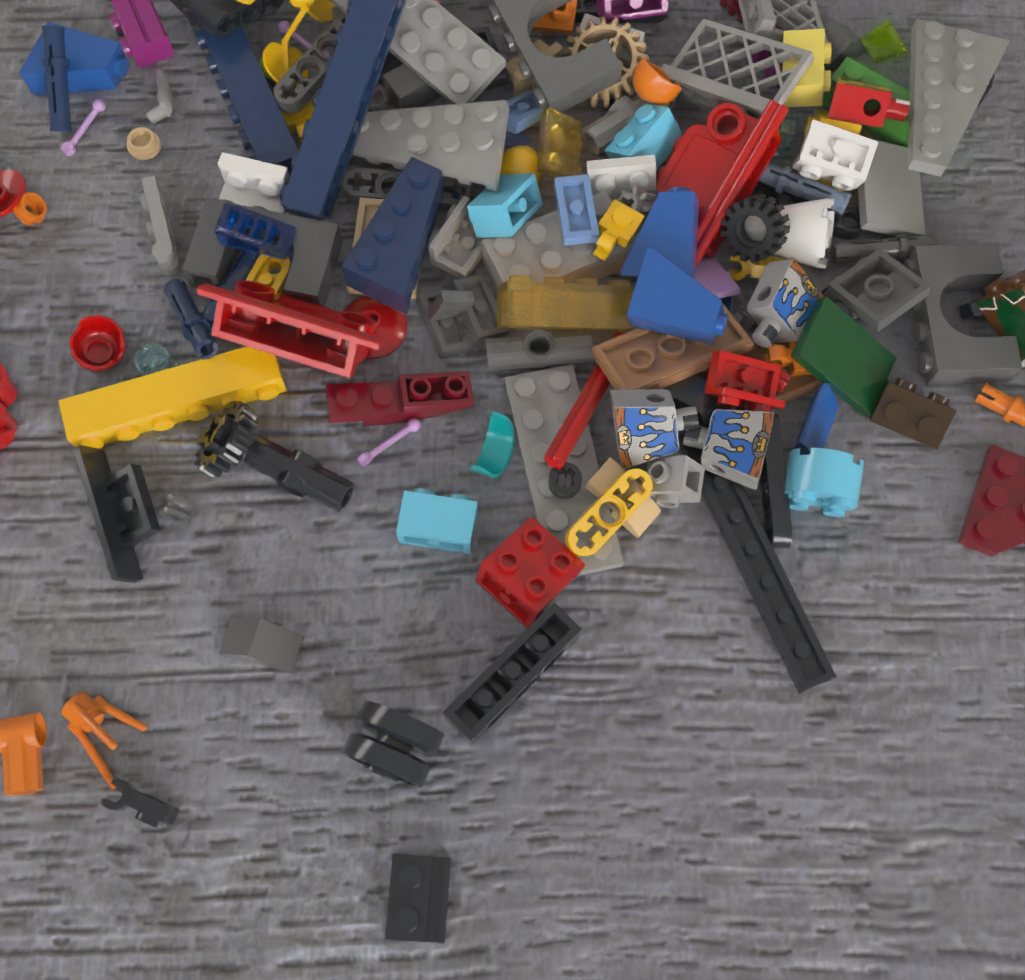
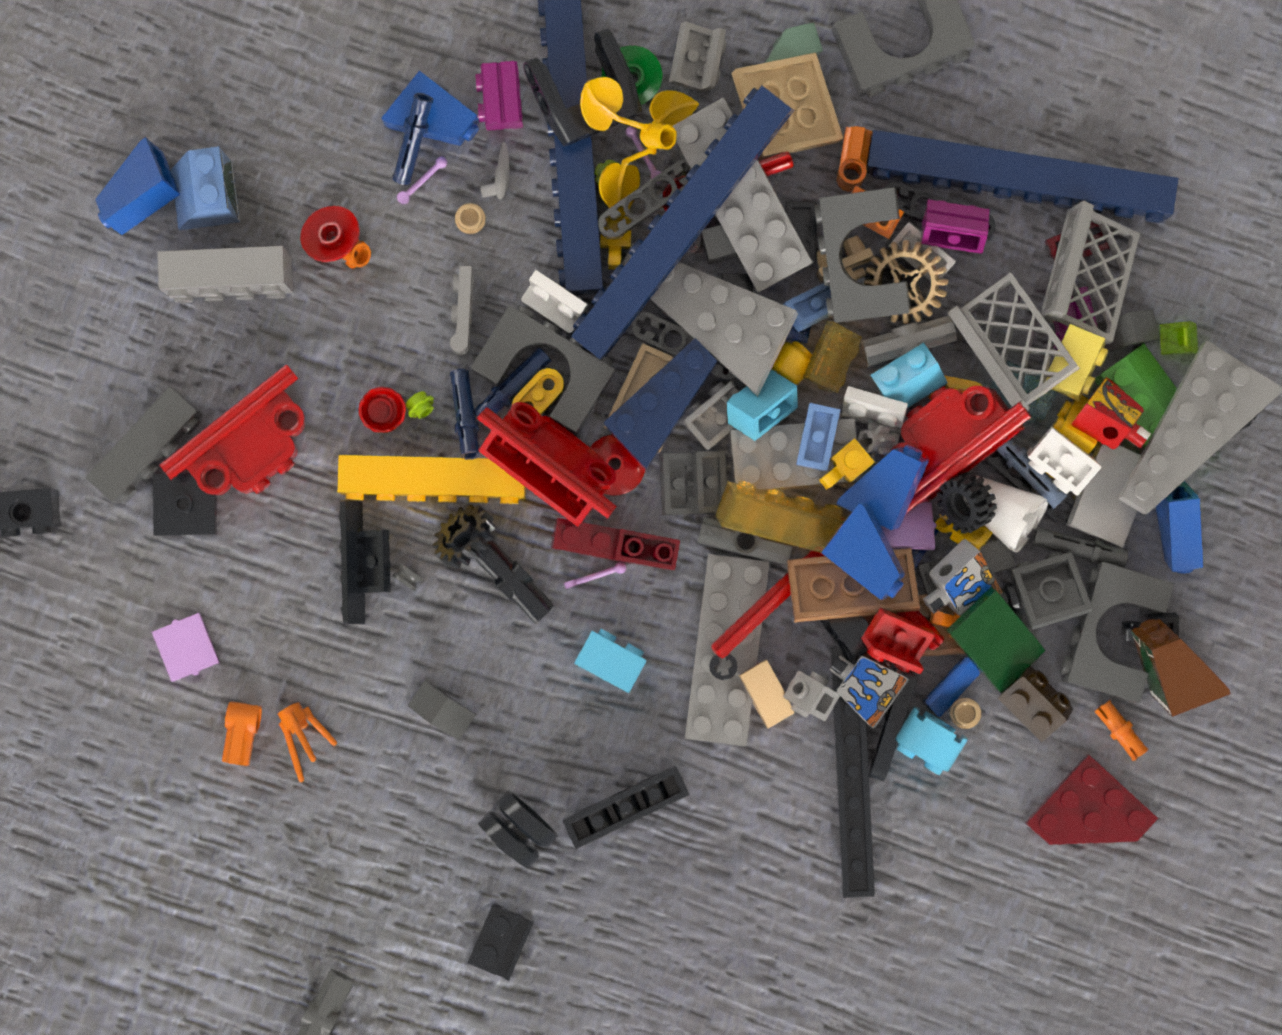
camera: 25 degrees right, 15 degrees up
(139, 329) = (420, 405): none -> lime plate
(149, 808) = (324, 809): black plate -> none
(150, 356) = (422, 437): clear light blue wheel -> none
(244, 217) = (520, 342): clear blue slope -> none
(450, 303) = (685, 476): flat silver tile -> none
(496, 448) = (677, 616): teal helmet -> none
(528, 571) = (669, 729): red bracket -> none
(634, 499) = (771, 705): yellow beam -> none
(648, 424) = (805, 648): torso -> none
(653, 84) = (937, 330): orange hair -> none
(845, 442) = (965, 713): none -> tan plate
(974, 194) = (1181, 529): none -> blue slope

